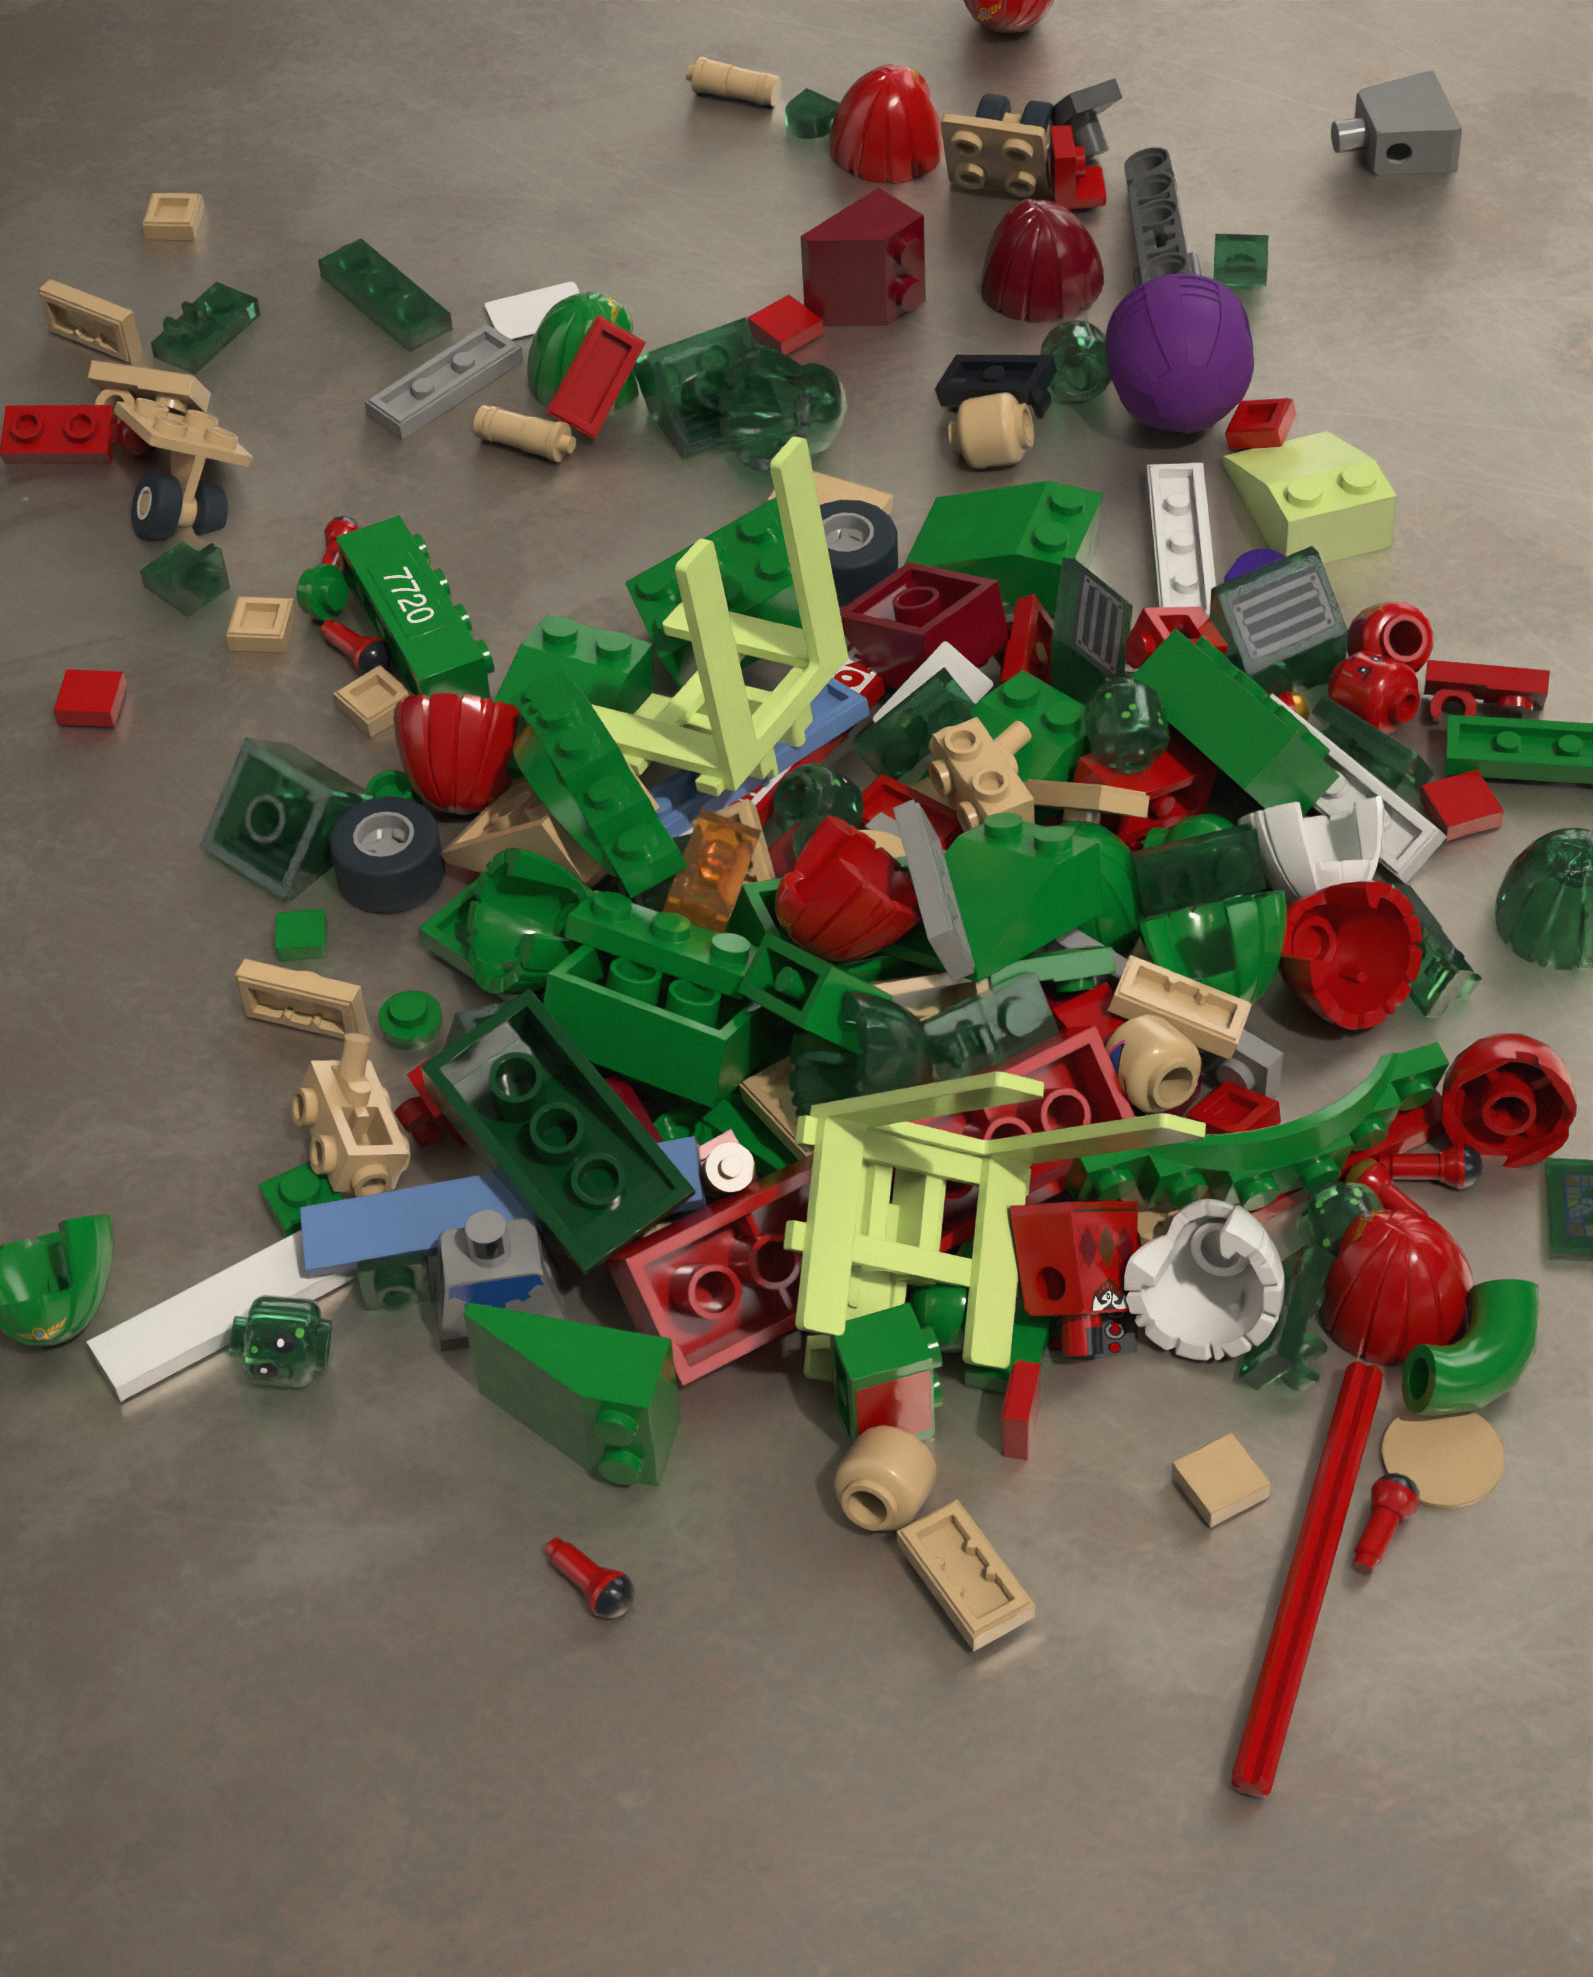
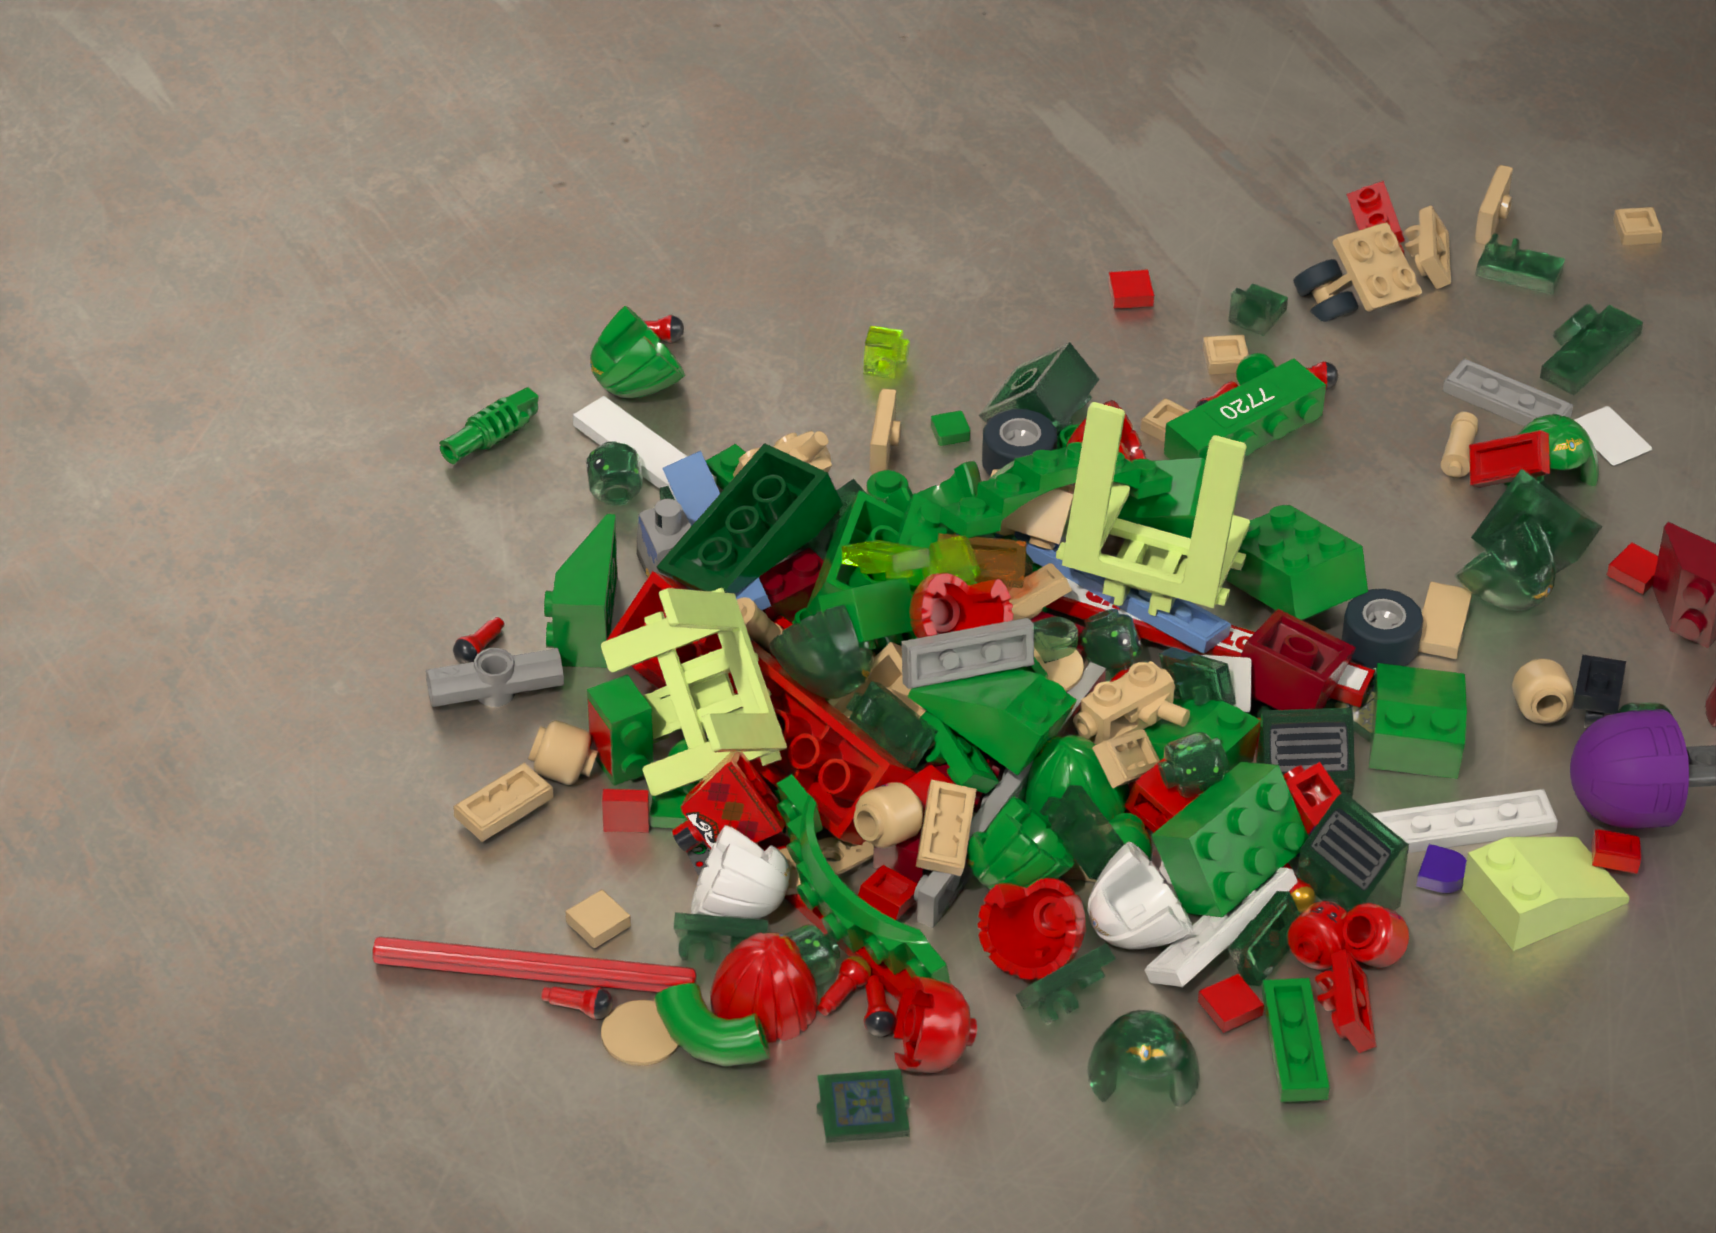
camera: 75 degrees right, 5 degrees down
(100, 1507) = (491, 425): none -> green hinge
(124, 979) = (884, 351): none -> clear neon green plate
(344, 290) = (1575, 324): none -> clear green tile
(700, 1585) = (494, 677): none -> light grey piece
(720, 949) = (886, 557): none -> clear neon green plate
(742, 887) = (953, 557): none -> clear neon green plate

